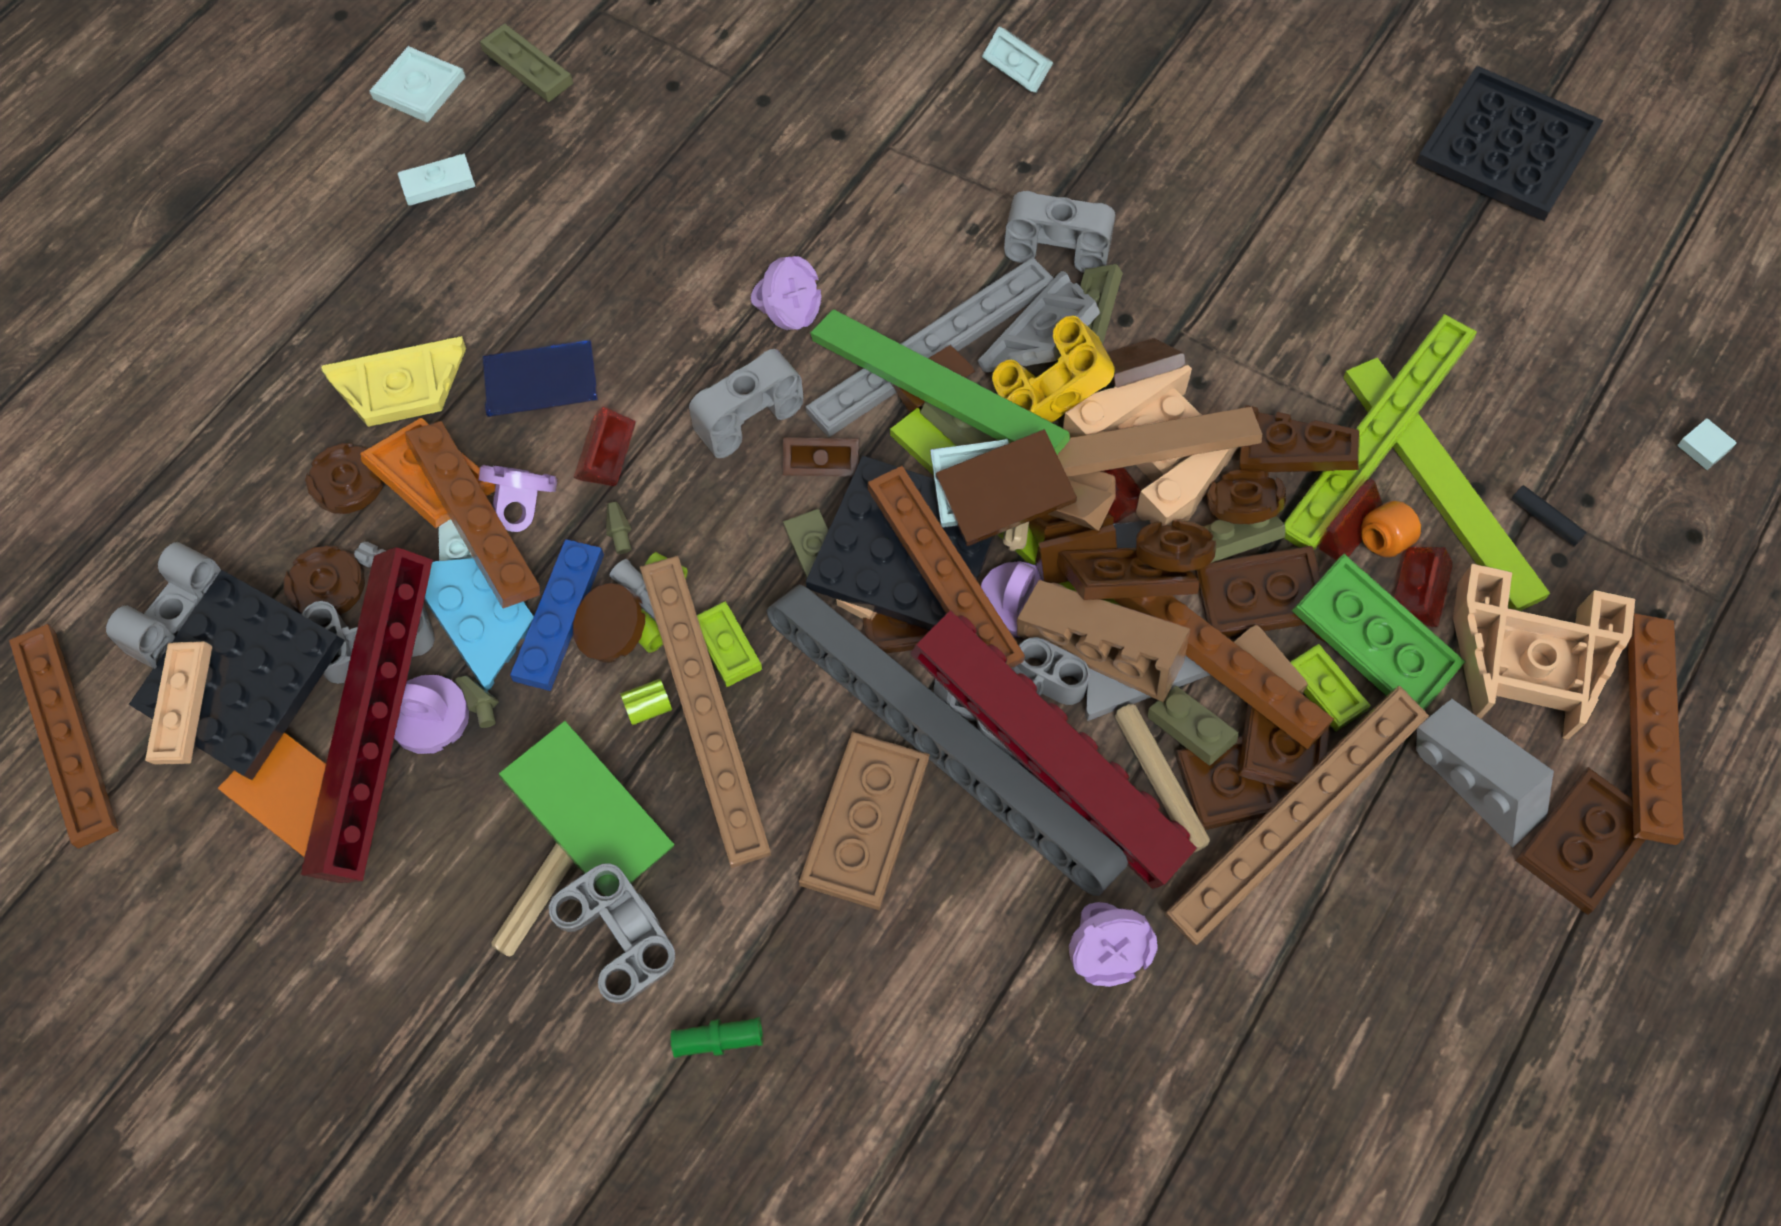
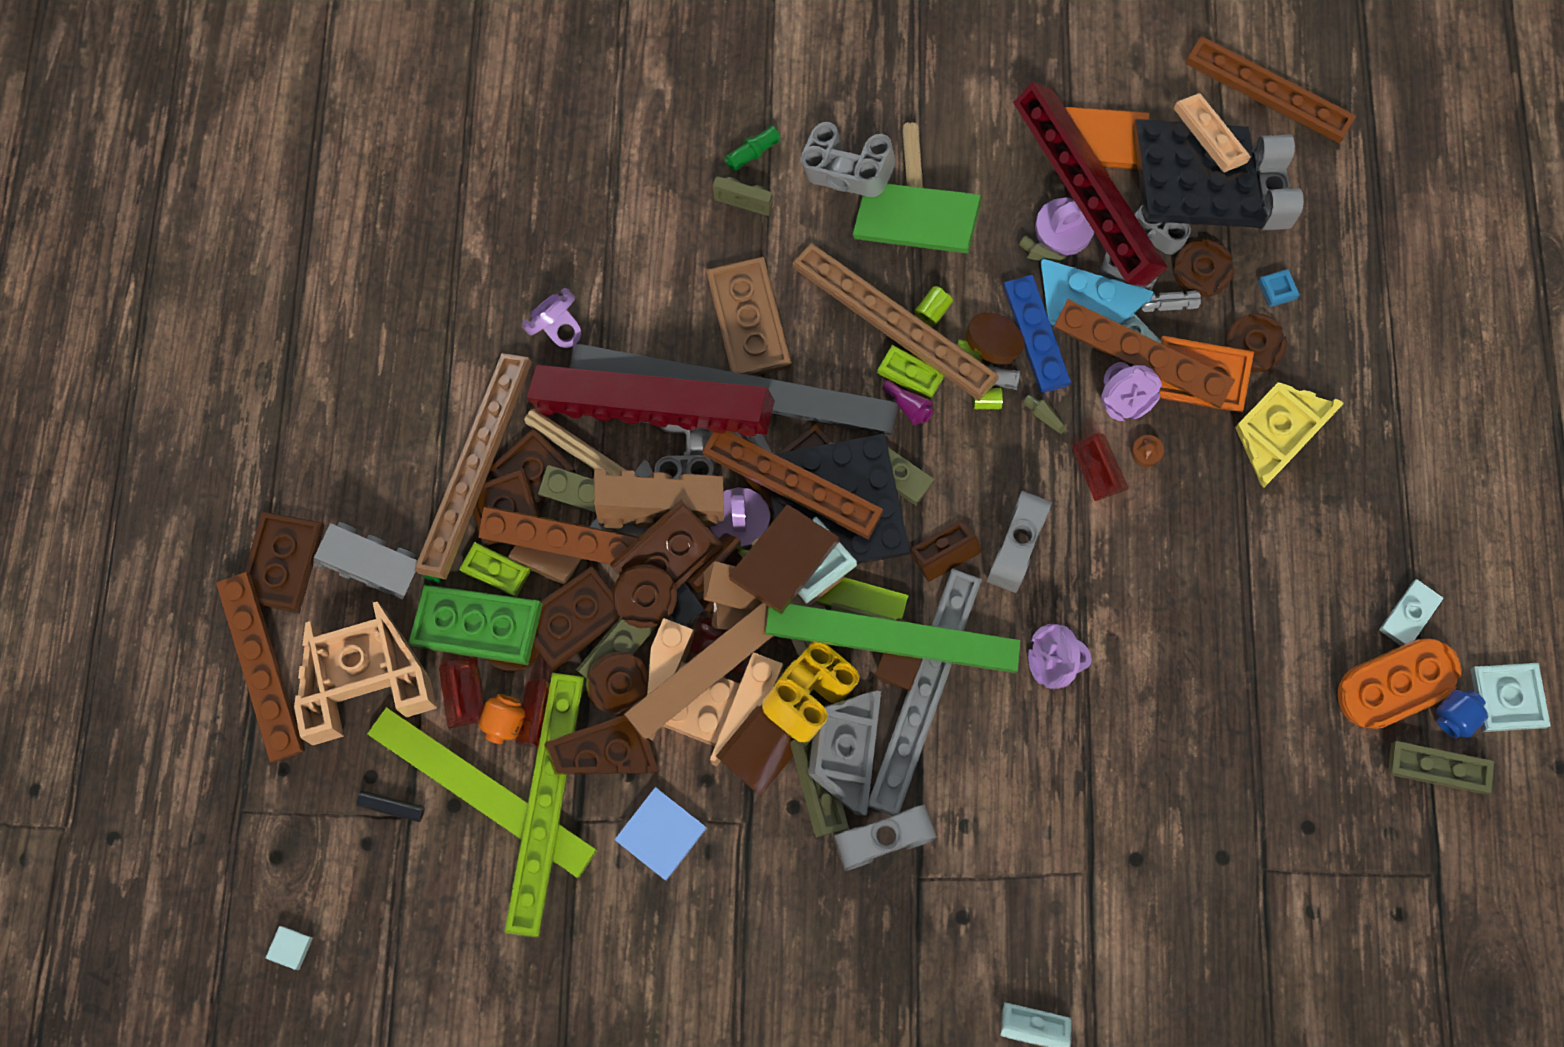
camera: 150 degrees right, 10 degrees up
(270, 517) = (1278, 288): none -> dark azure tile
(471, 86) = (1461, 713): none -> blue head
(500, 133) = (1399, 683): none -> orange tile
(539, 378) = (1189, 495): clear blue piece -> none
(545, 435) = (1147, 451): none -> dark orange tile
(749, 605) = (914, 406): none -> magenta cone
(783, 989) = (741, 195): none -> olive plate
(1272, 356) = (660, 834): none -> light blue tile

